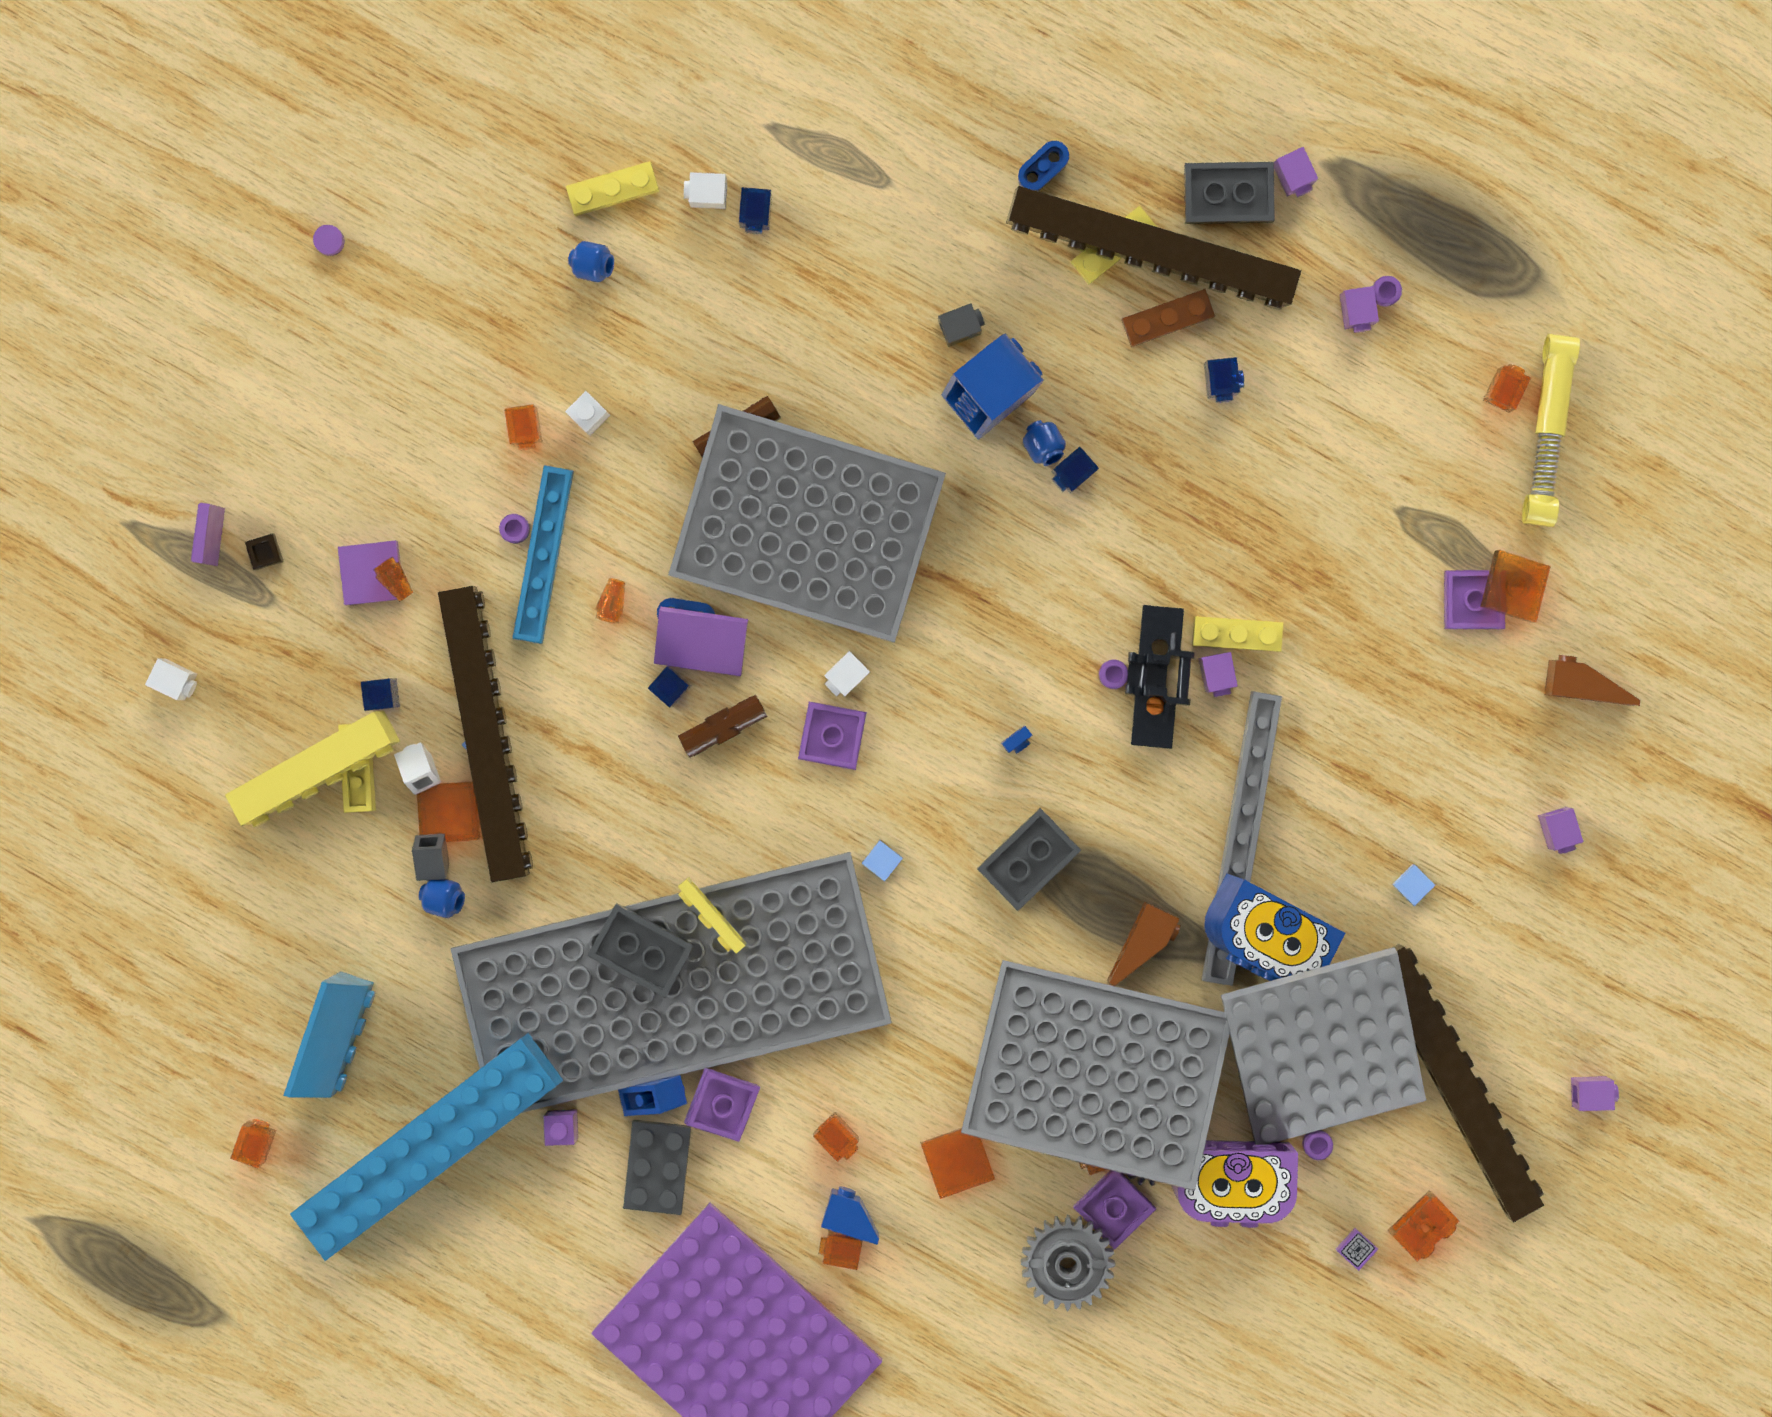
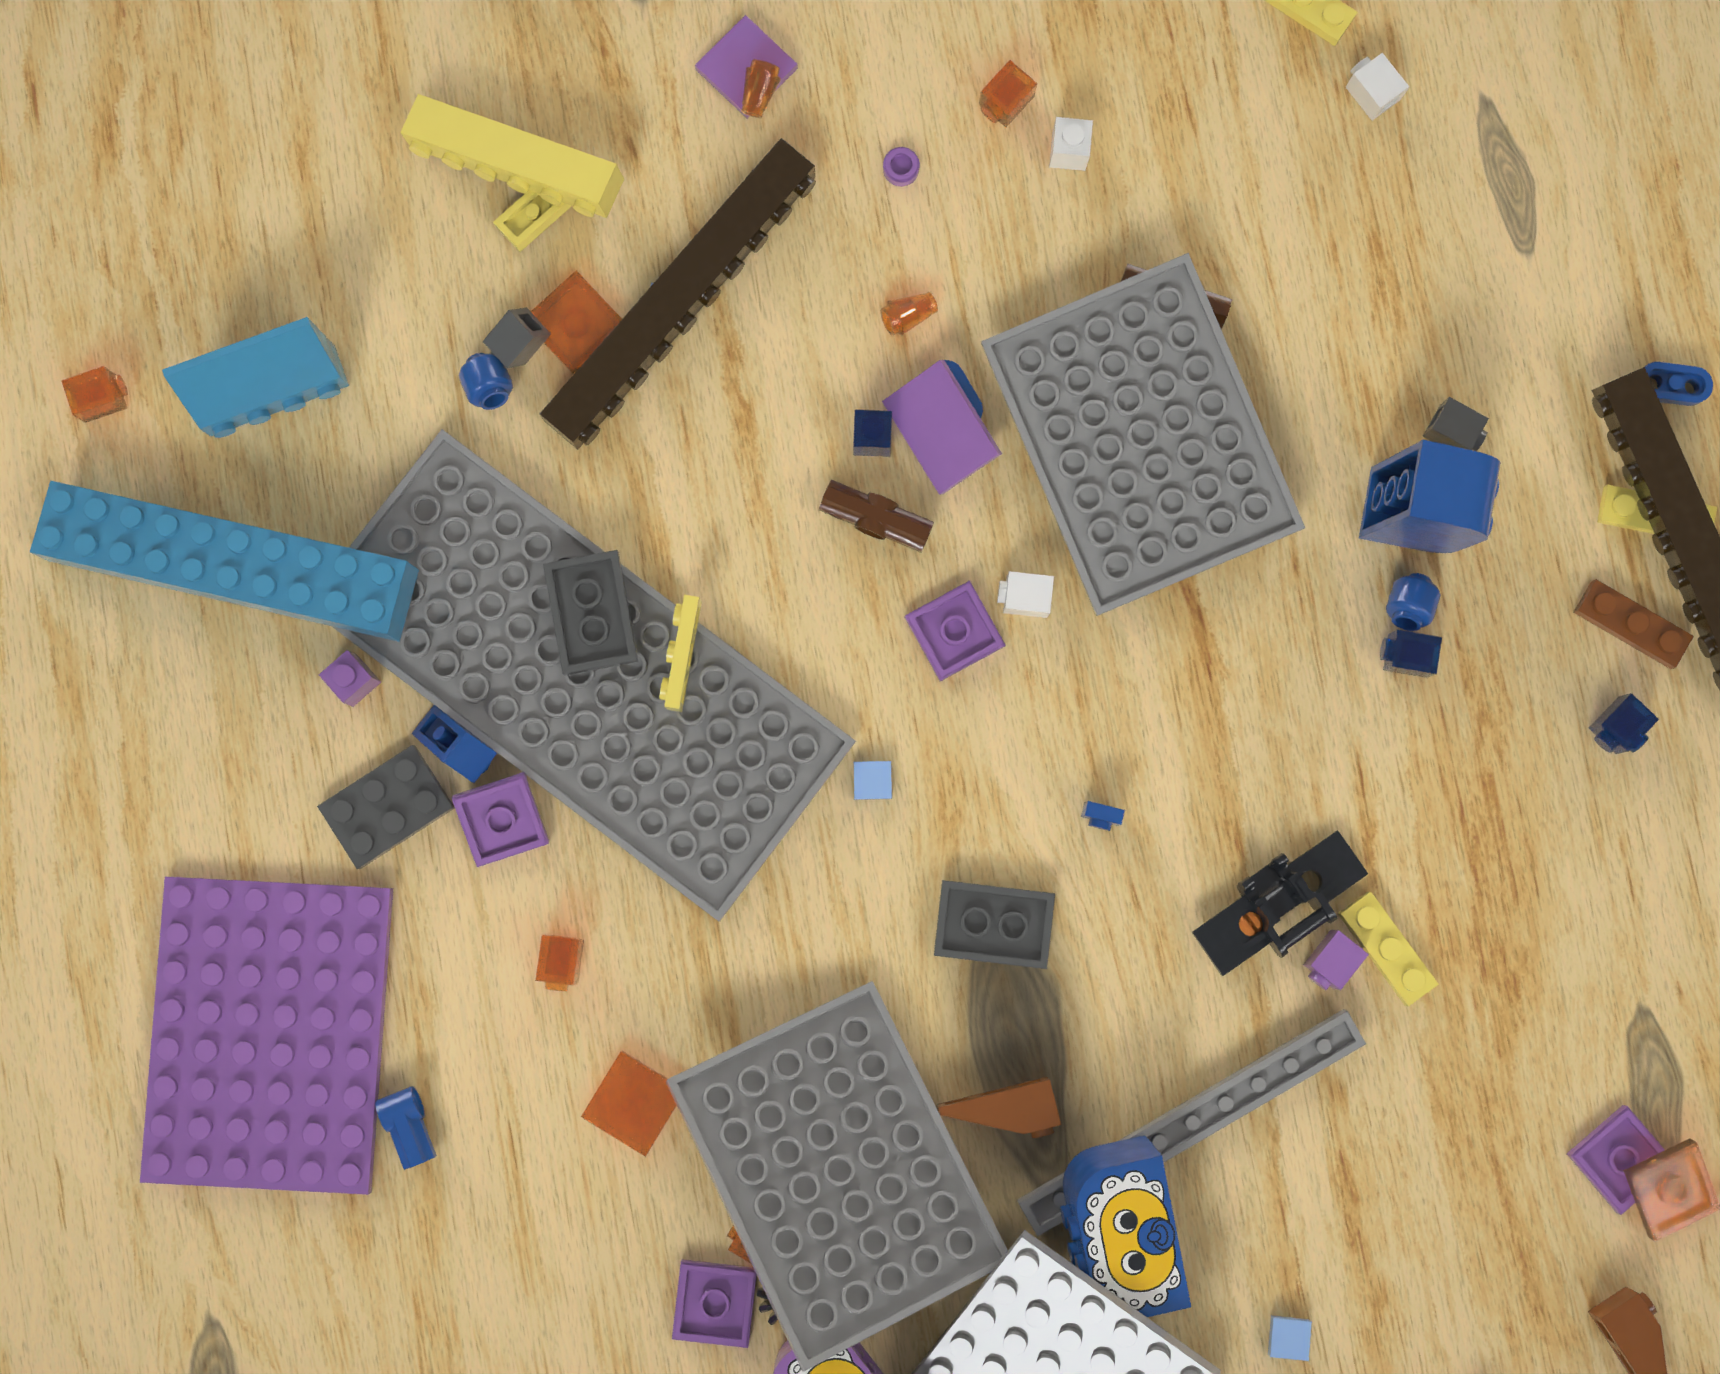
camera: 45 degrees right, 5 degrees down
(380, 694) = (637, 164): clear blue brick -> none
(417, 768) = (593, 256): white brick -> none
(543, 554) = (898, 213): dark azure tile -> none
(591, 261) = (1217, 32): blue head -> none
(755, 210) = (1397, 145): clear blue brick -> none
(840, 1250) = (449, 1058): clear orange brick -> none
(849, 1216) = (490, 1039): blue slope -> none
(854, 1305) = (403, 1117): none -> blue piece
(1072, 1283) = (597, 1319): light grey gear -> none
(1113, 674) = (1244, 857): medium lavender tile -> none

